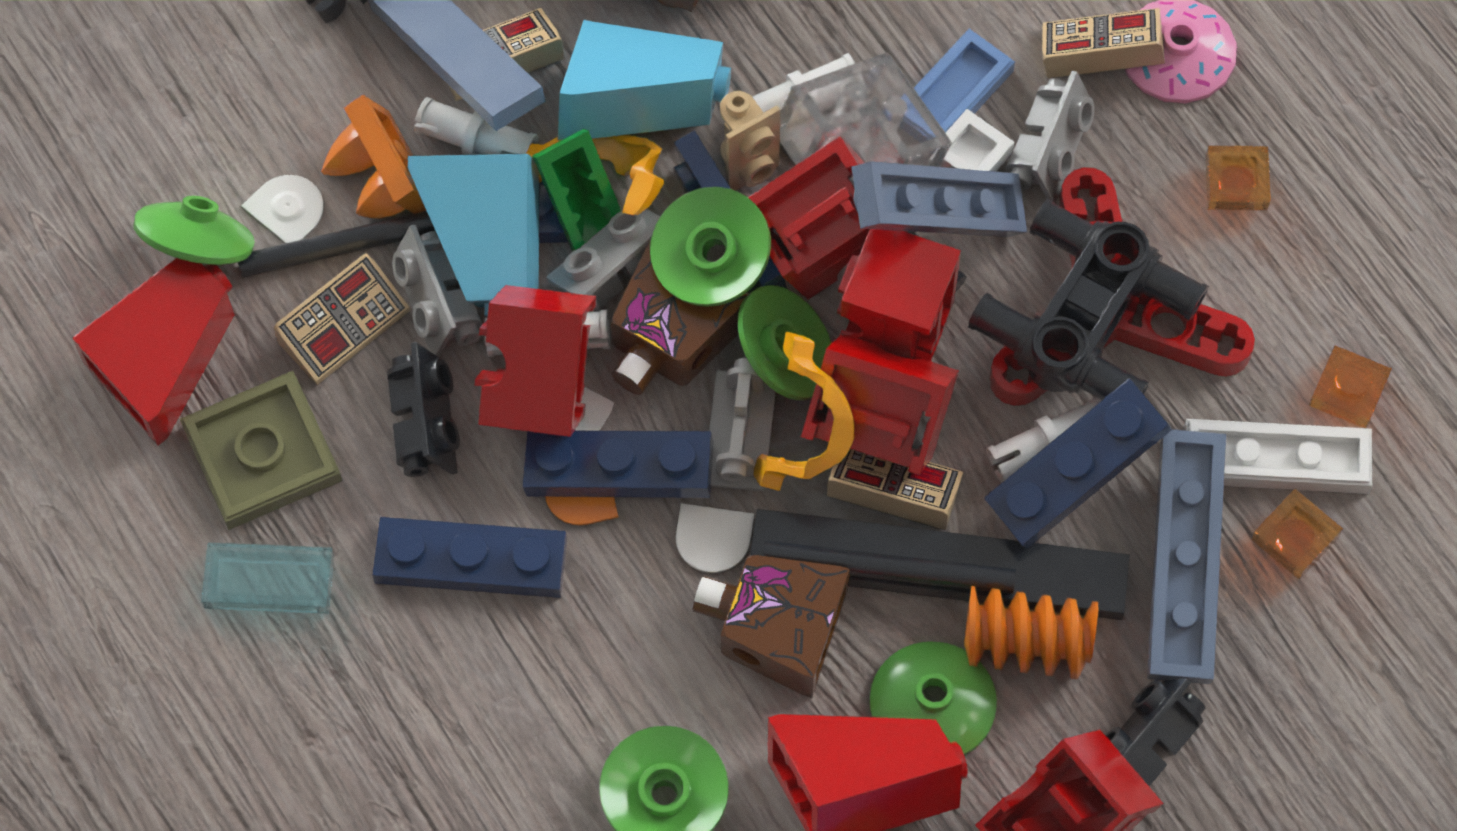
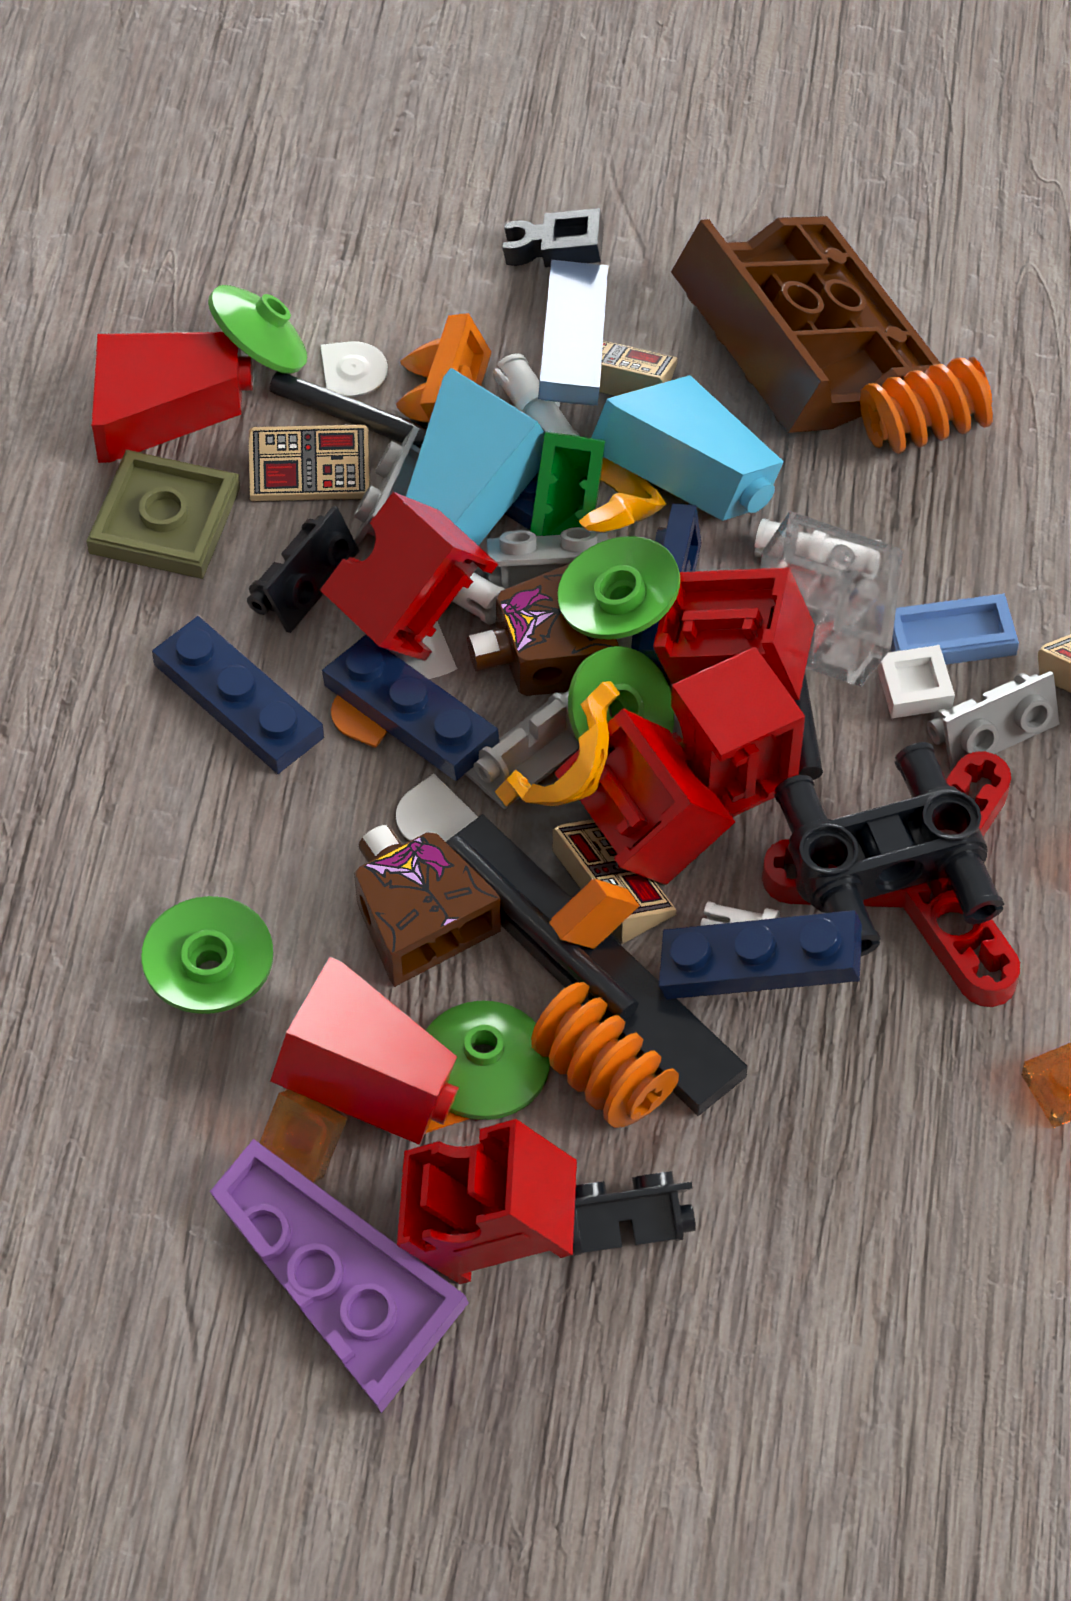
camera: 40 degrees right, 10 degrees down
(268, 578) = (79, 601): clear light blue tile -> none
(750, 140) = (729, 532): tan hinge -> none
(931, 526) = (593, 913): none -> orange tile
(938, 199) = (828, 671): sand blue plate -> none
(1187, 556) = (789, 1098): sand blue plate -> none
(1293, 455) = (952, 1089): white tile -> none
(1297, 534) = (905, 1155): clear orange plate -> none

